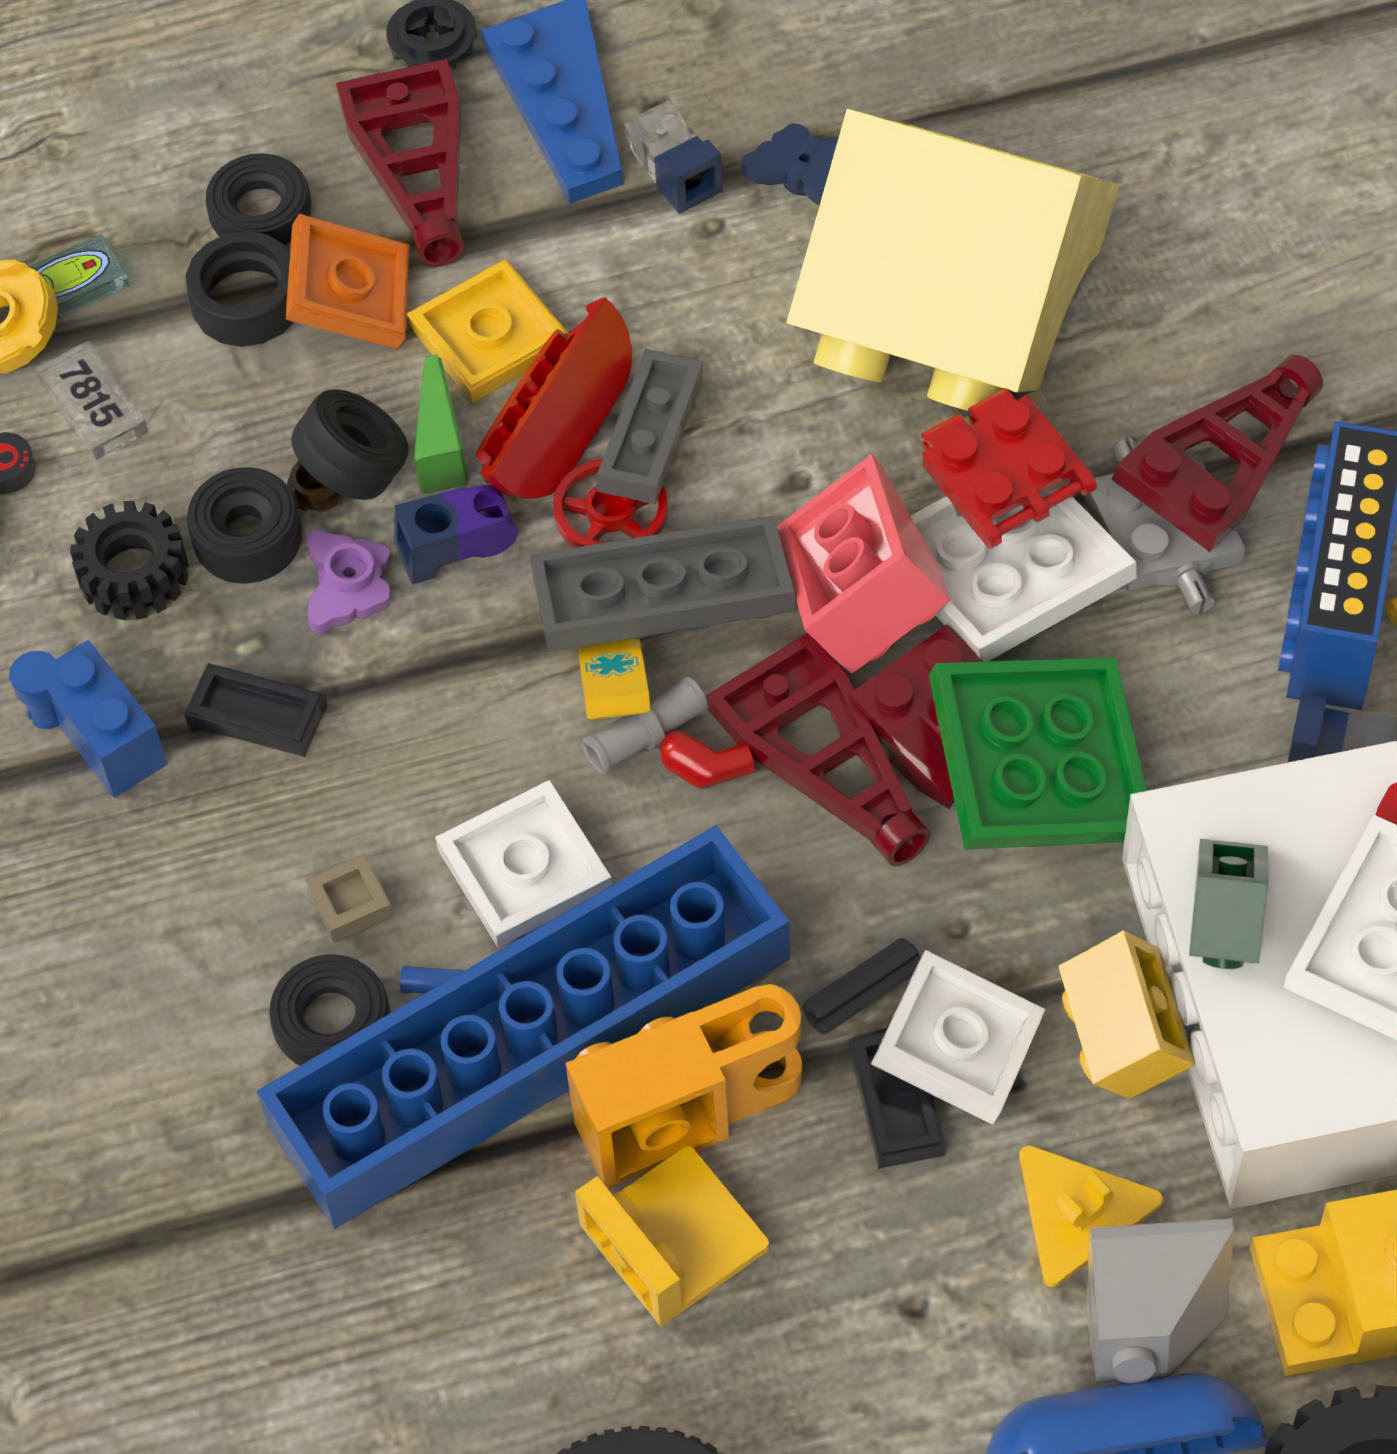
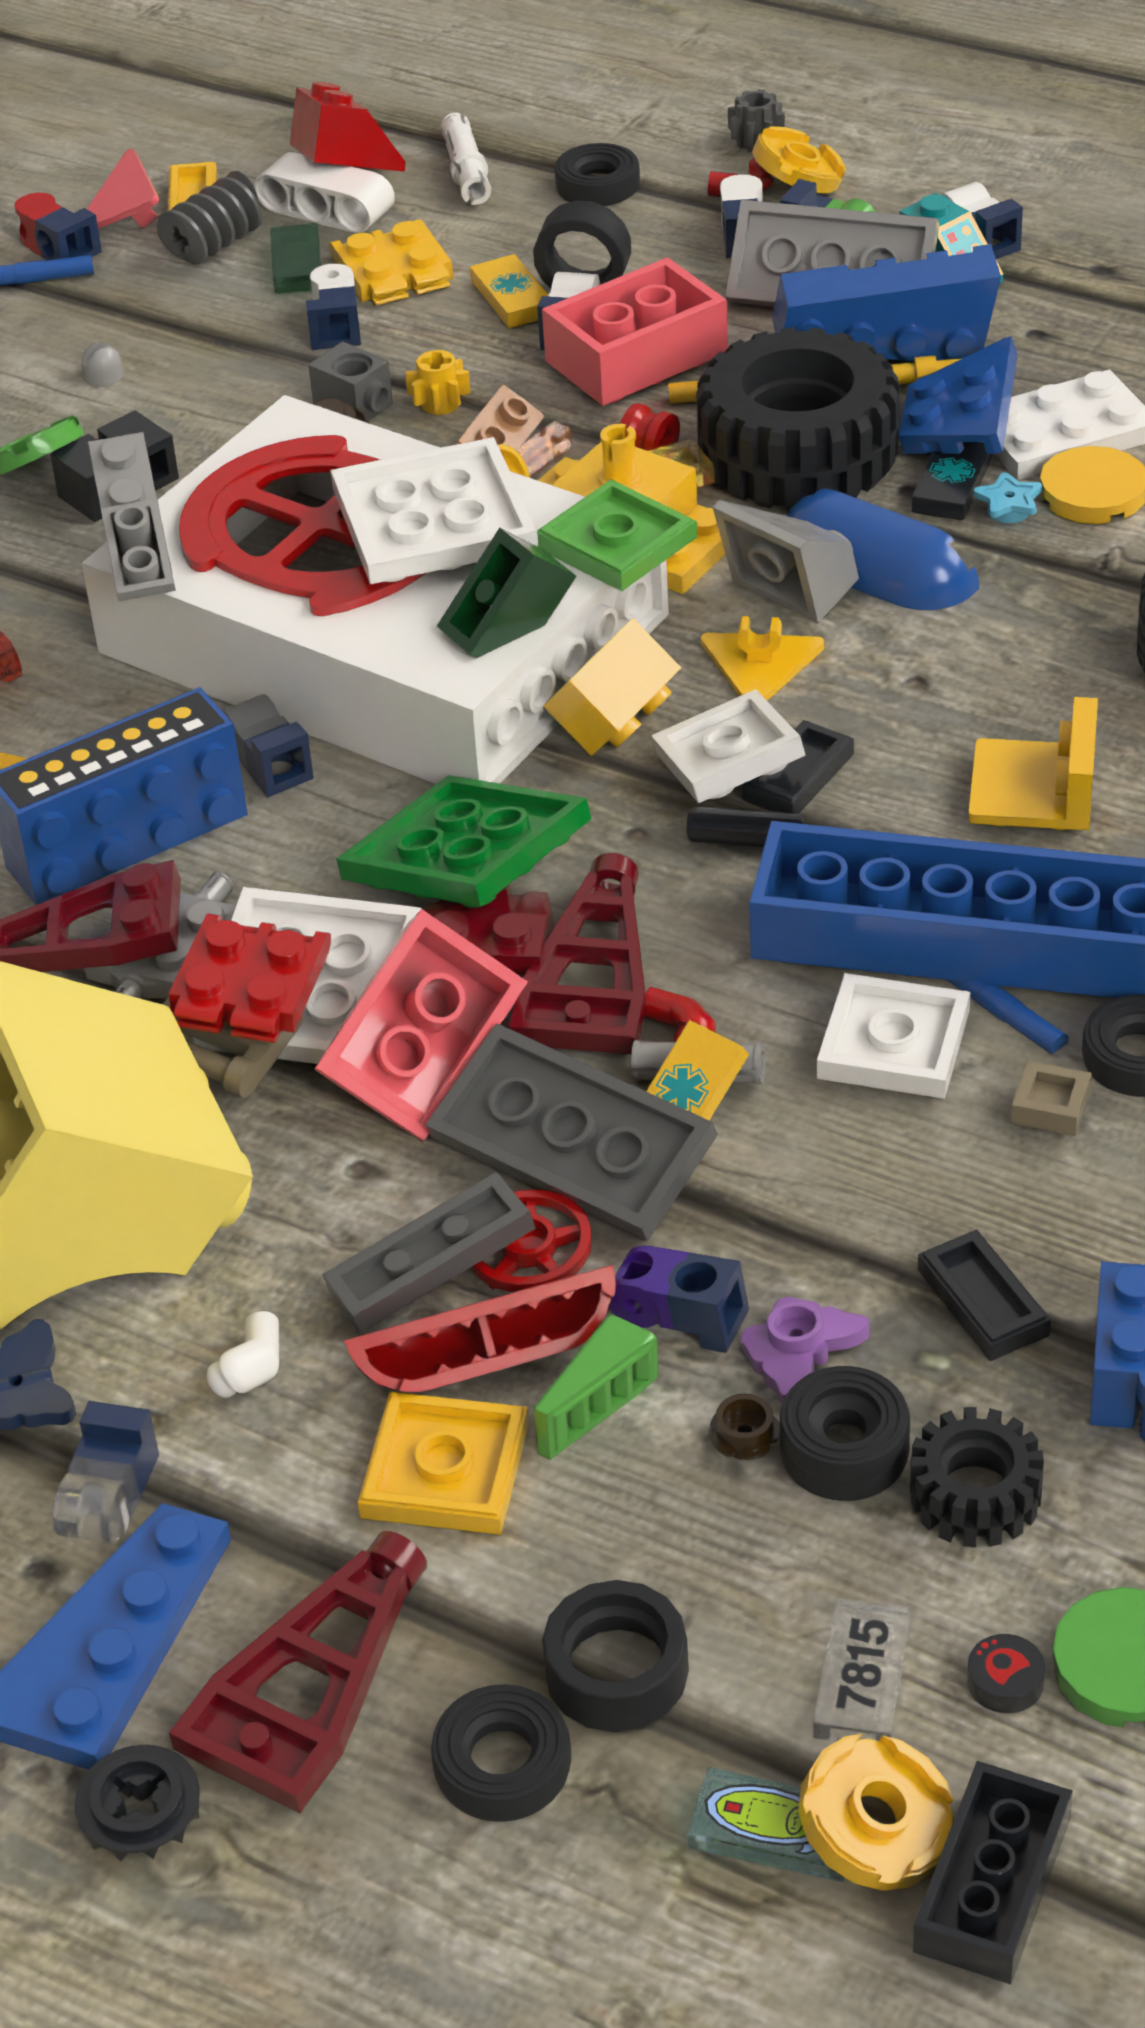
camera: 135 degrees left, 15 degrees down
(348, 281) = (521, 1571): orange tile -> none
(349, 444) = (692, 1398): black tyre -> none
(682, 1082) = (944, 787): light orange brick -> none
(683, 295) = (250, 1362): none -> white arm
(1255, 1084) = (616, 534): none -> bright green tile

